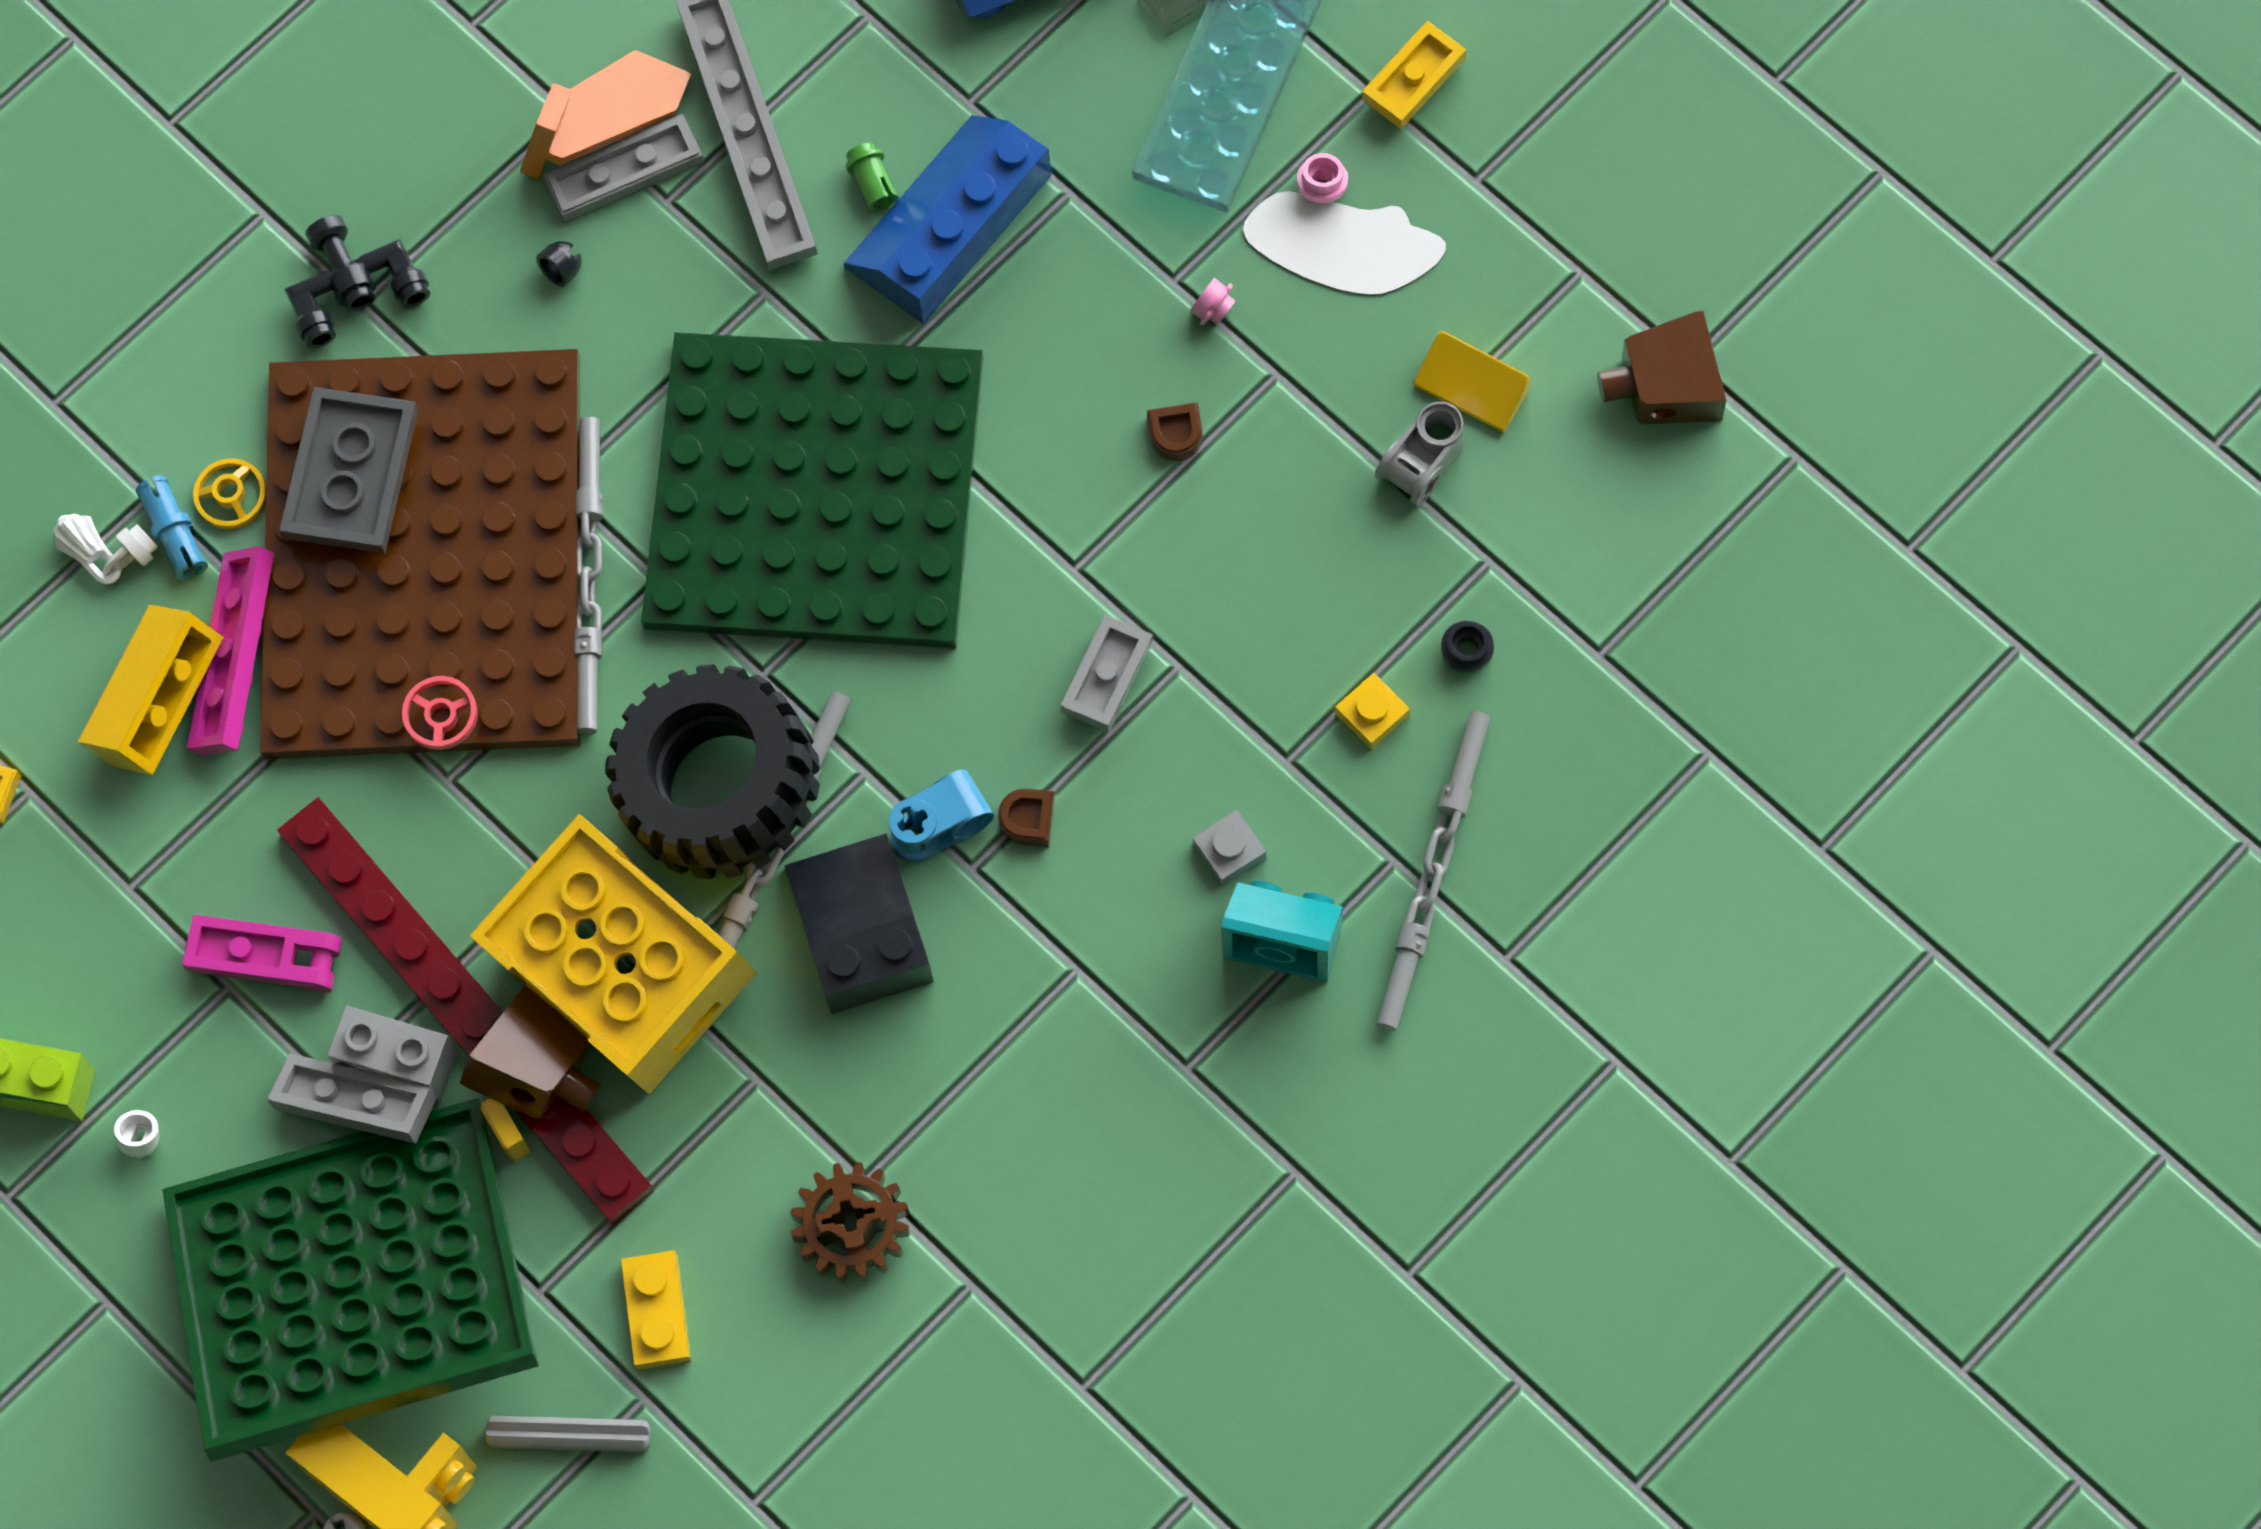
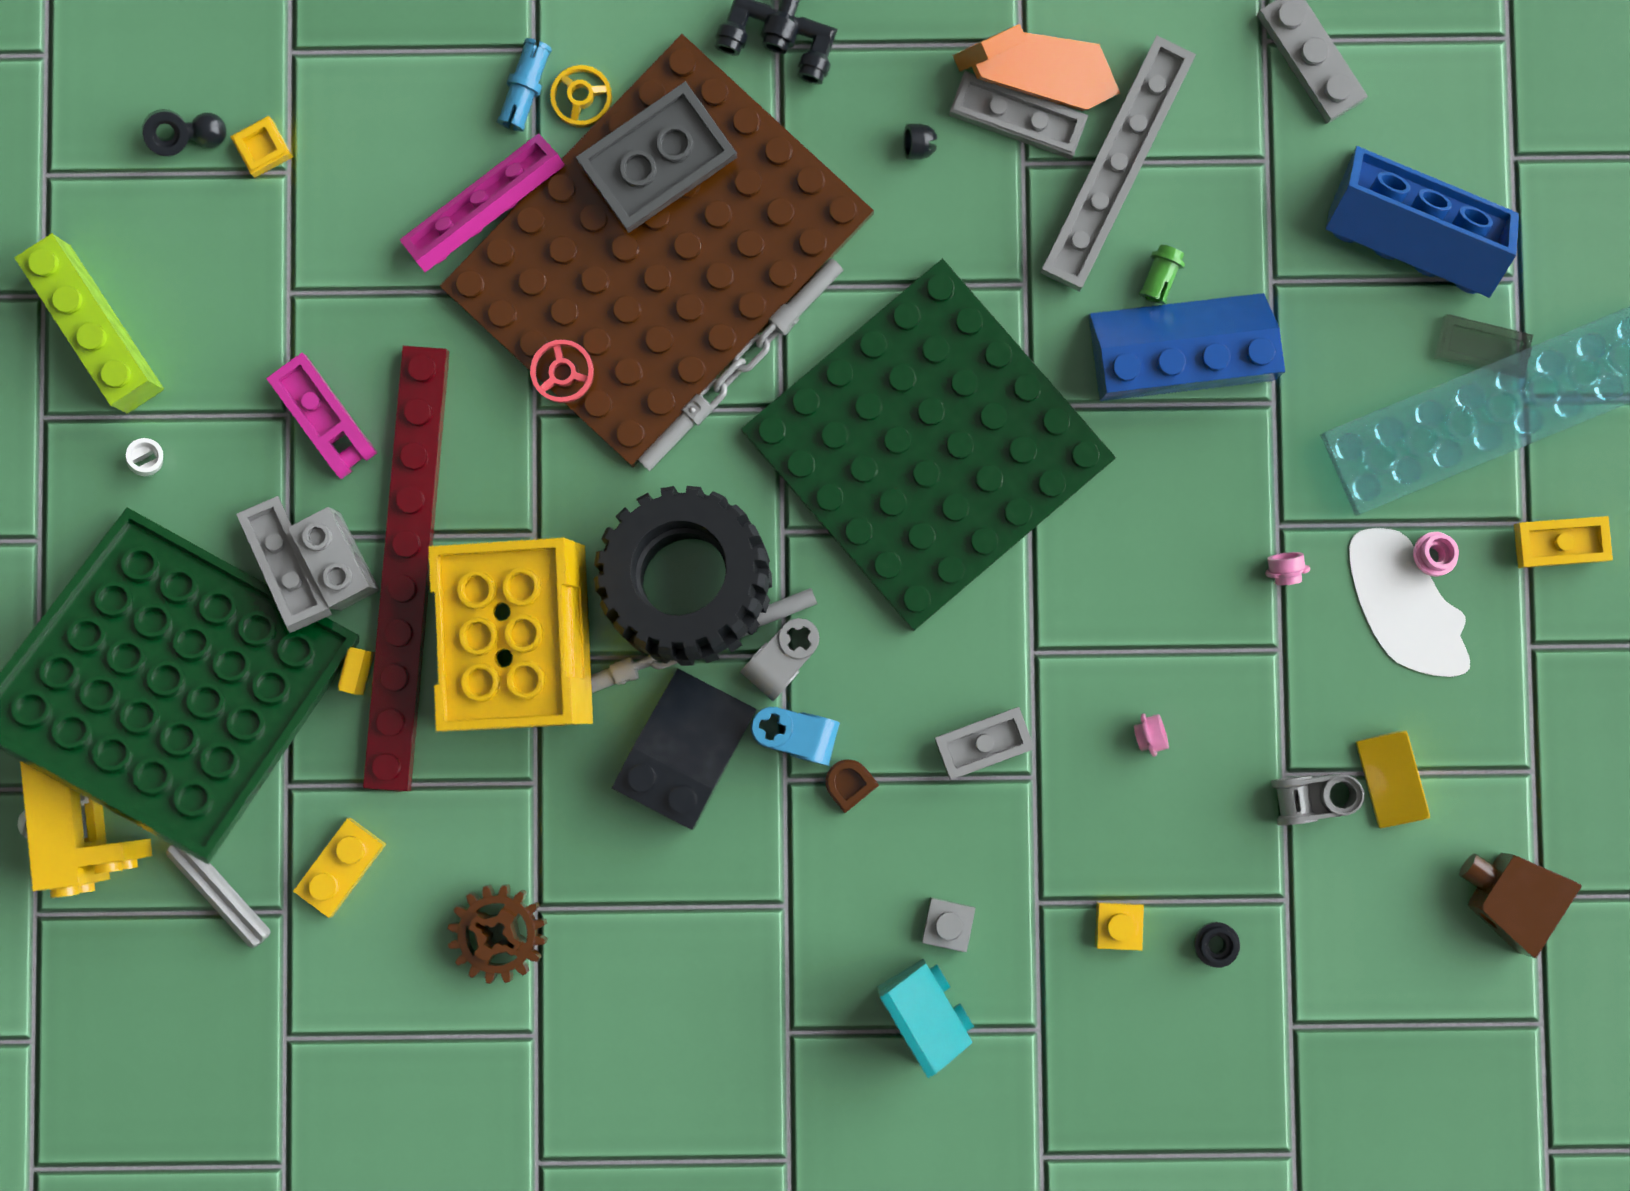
camera: 40 degrees right, 15 degrees up
(80, 540) = (462, 38): white piece -> none
(150, 689) = (408, 182): yellow brick -> none
(531, 1059) = (400, 653): reddish brown torso -> none
(864, 770) = (777, 663): none -> light grey piece
(1175, 431) = (1181, 626): reddish brown tile -> none
(1238, 534) = (1151, 734): none -> bright pink plate
(1413, 936) = (999, 1092): light grey piece -> none

